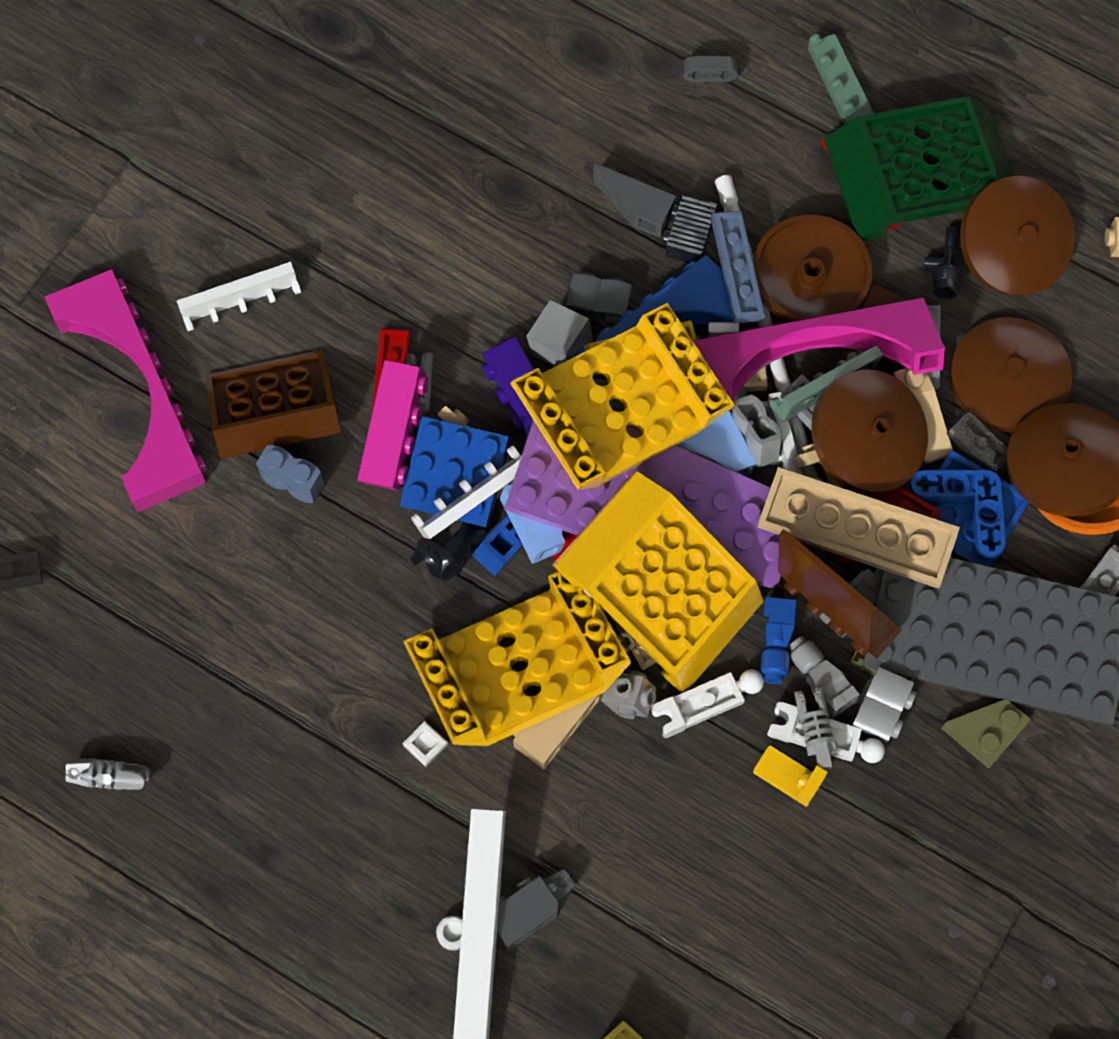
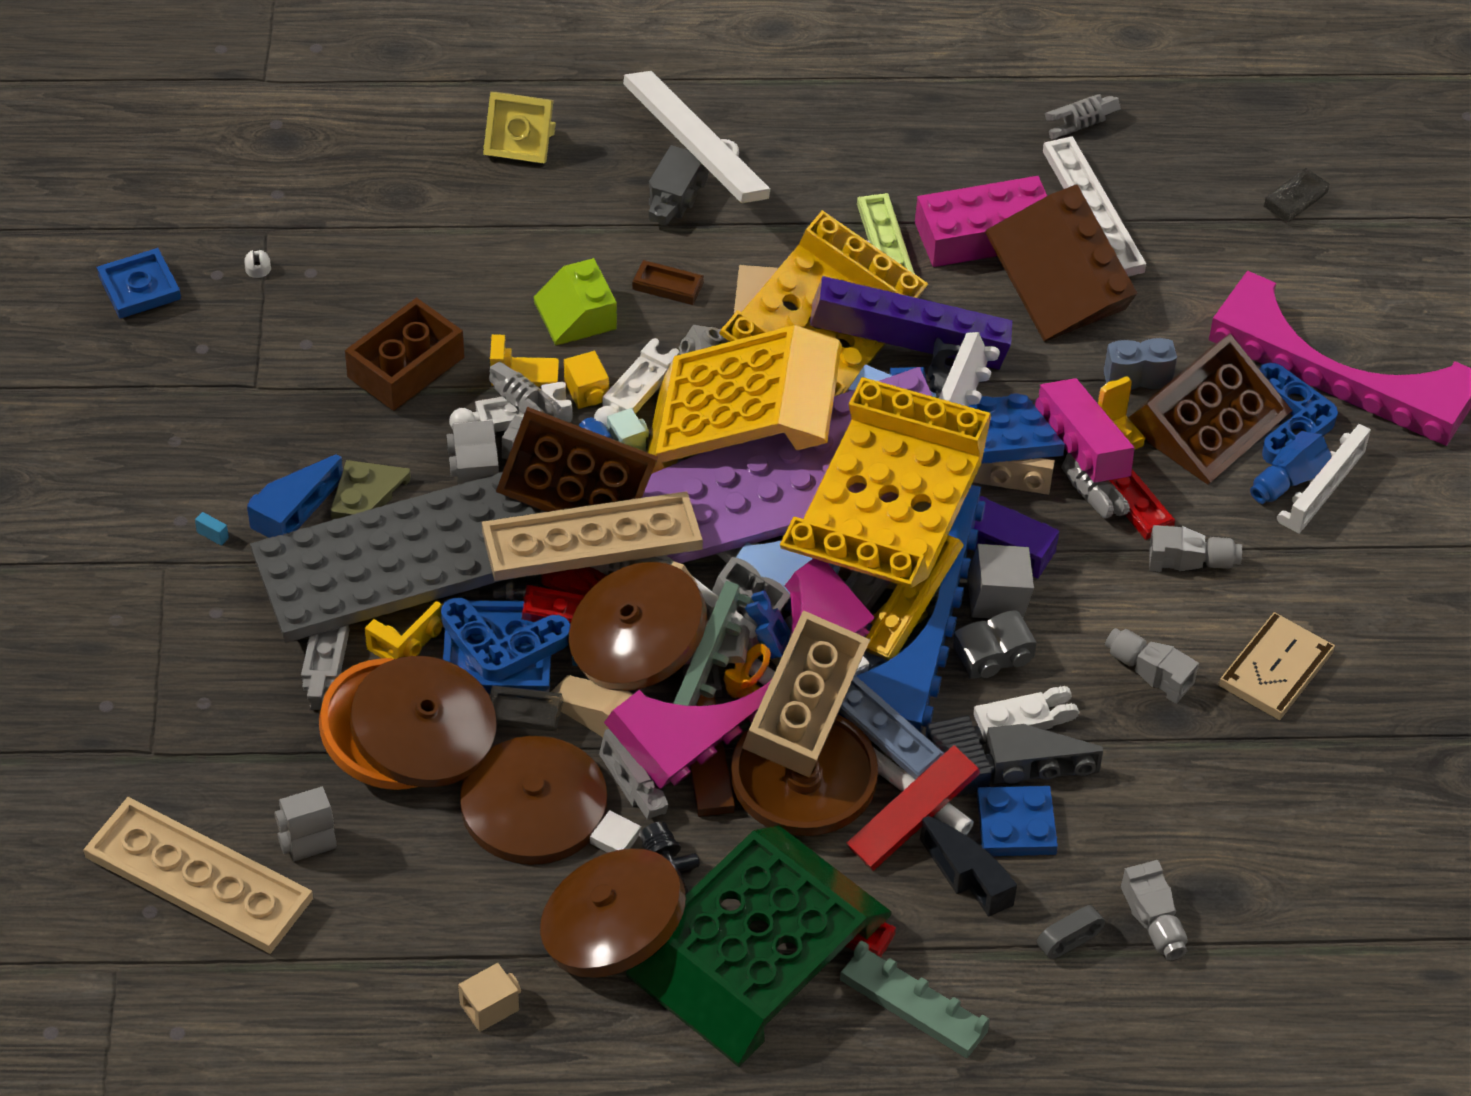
camera: 145 degrees right, 20 degrees down
(186, 665) = (1074, 169): none -> white plate
(197, 366) = (1303, 411): none -> blue beam
(259, 315) = (1292, 466): none -> blue piece
(277, 596) = (1061, 263): none -> reddish brown slope
(292, 697) = (956, 220): none -> dark pink brick
(352, 431) = (1114, 401): none -> yellow bracket
(386, 738) = (883, 228): none -> yellowish green tile
(393, 292) = (1187, 550): none -> light grey piece
(408, 177) = (1276, 666): none -> tan tile
(451, 606) = (903, 319): none -> dark purple brick
(495, 221) = (1156, 663): none -> light grey piece
(603, 807) = (668, 282): none -> reddish brown tile
(615, 242) = (1028, 710): none -> white hinge
(642, 53) = (1154, 908): none -> light grey piece
(682, 167) = (1017, 820): none -> blue plate
(703, 820) = (577, 303): none -> lime slope
(744, 147) = (968, 866): none -> black slope
(745, 651) = (628, 429): none -> light aqua plate
(745, 728) = (586, 379): none -> yellow brick
(754, 200) = (905, 813): none -> red tile
(765, 383) = (771, 625): none -> blue plate
(790, 289) = (805, 693): none -> tan brick
(806, 367) = (738, 681): none -> light orange piece
(887, 841) = (404, 353): none -> reddish brown brick
(968, 313) = (615, 833): none -> white tile
(1051, 558) = (388, 643): none -> yellow bracket
(1061, 746) = (293, 498): none -> blue slope

